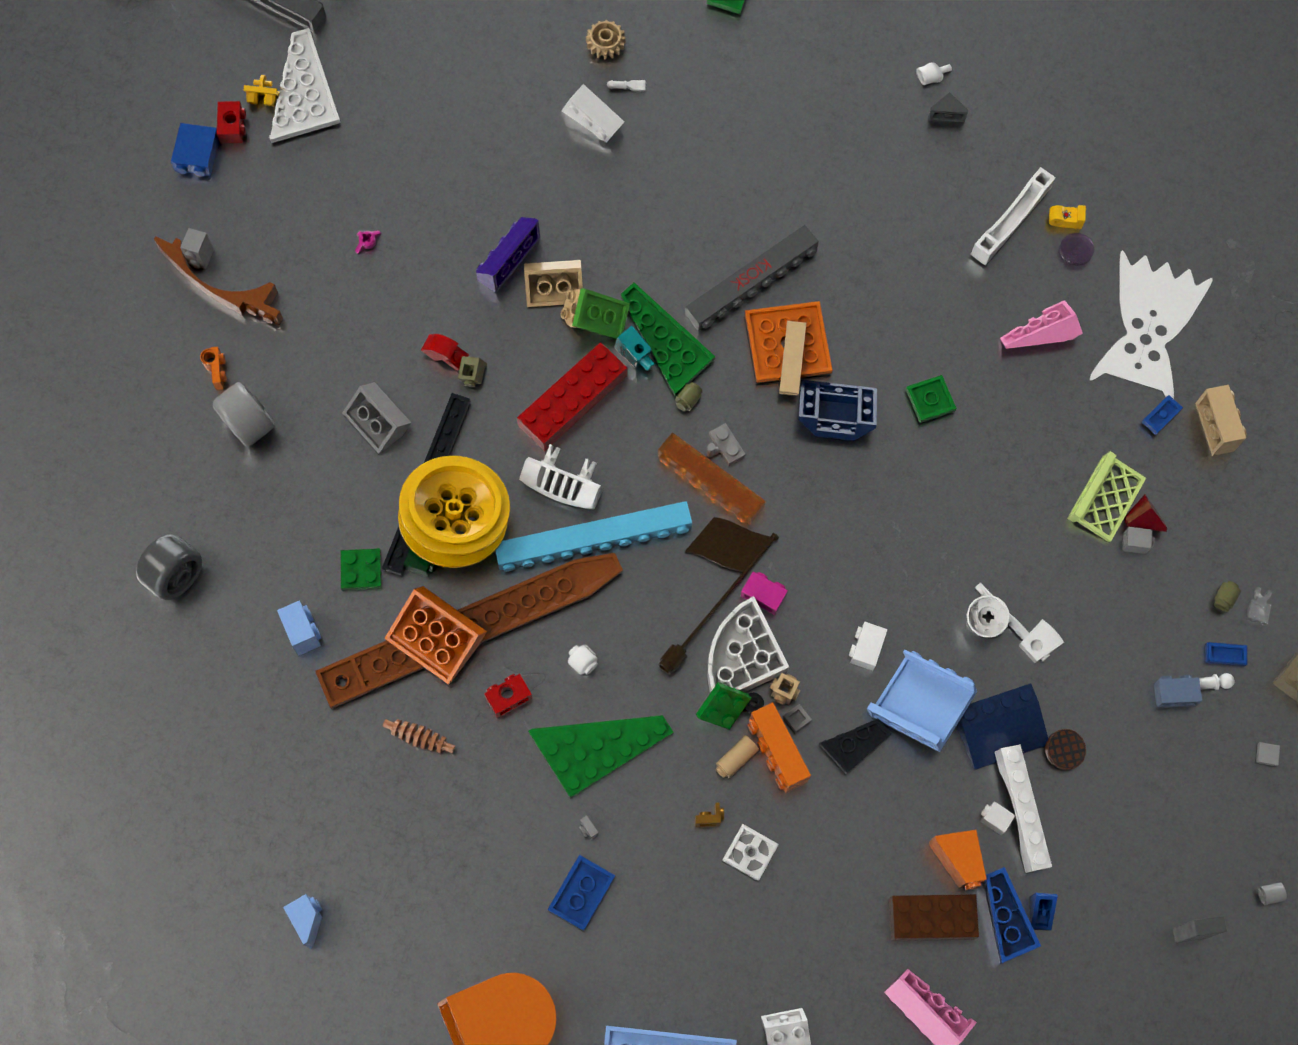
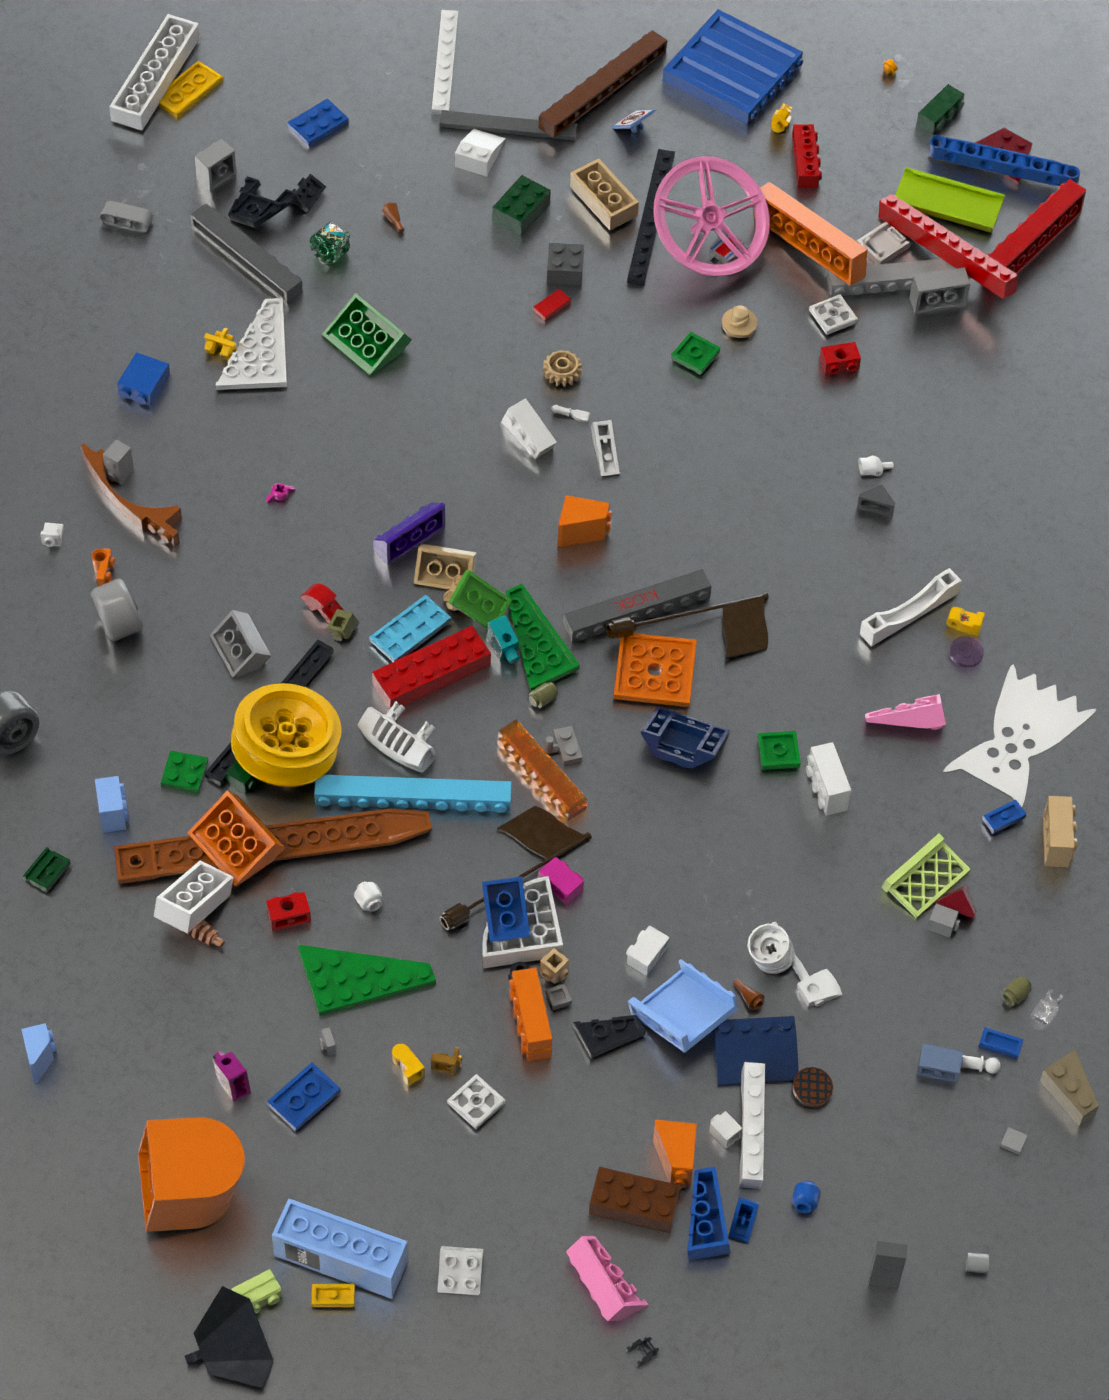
camera: 15 degrees right, 15 degrees down
(153, 342) = (52, 534): none -> white bracket
(226, 113) = (183, 363): red brick -> none
(255, 713) = (46, 869): none -> dark green plate
(403, 49) = (366, 335): none -> green slope
(412, 711) = (193, 896): none -> white brick
(508, 894) = (228, 1069): none -> magenta torso
(538, 358) = (410, 629): none -> medium azure plate
(667, 824) = (408, 1062): none -> yellow leg
(672, 116) = (605, 447): none -> white slope
(675, 201) = (583, 521): none -> orange slope
(723, 706) = (489, 964): green plate -> none
(724, 645) = (505, 909): none -> blue slope
(736, 757) = (489, 1016): tan brick -> none
(792, 358) = (653, 682): tan tile -> none
(855, 269) = (741, 621): none -> dark brown flag
(979, 668) = (752, 997): none -> dark orange cone
(989, 420) = (828, 779): none -> white brick
(1094, 868) = (806, 1196): none -> blue head

